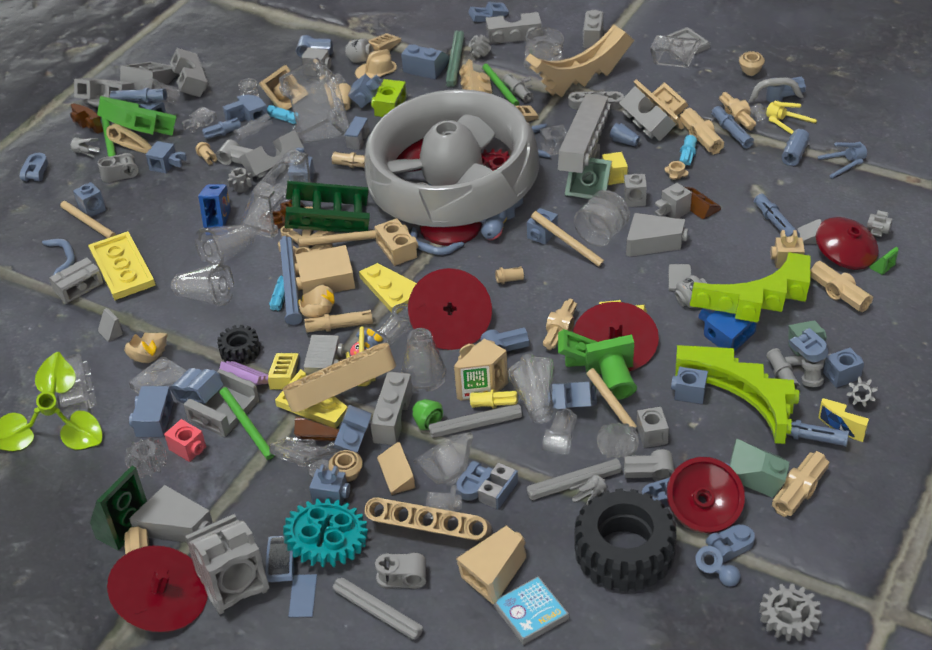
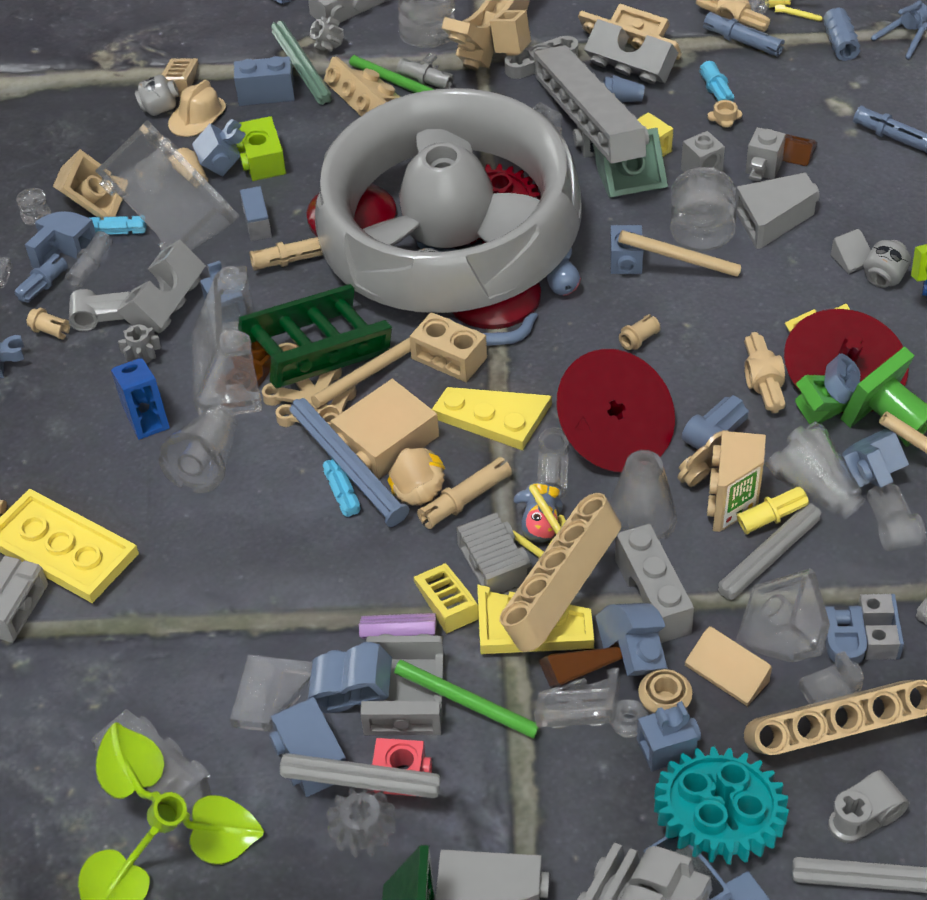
camera: 30 degrees left, 5 degrees up
(109, 326) = (123, 646): light grey slope -> none
(146, 348) = (216, 651): tan hair -> none
(156, 432) = (360, 775): none -> light grey axle
(206, 284) = (224, 521): clear cone -> none
(239, 336) = (348, 572): black tyre -> none
(308, 41) = (73, 114): sand blue piece -> none
(321, 54) = (104, 130): light grey brick -> none
(426, 413) = (705, 569): bright green cone -> none
(579, 77) = (510, 32): none -> tan brick
(592, 337) = (841, 378): none -> sand blue beam
(702, 130) = (714, 49): tan piece -> none

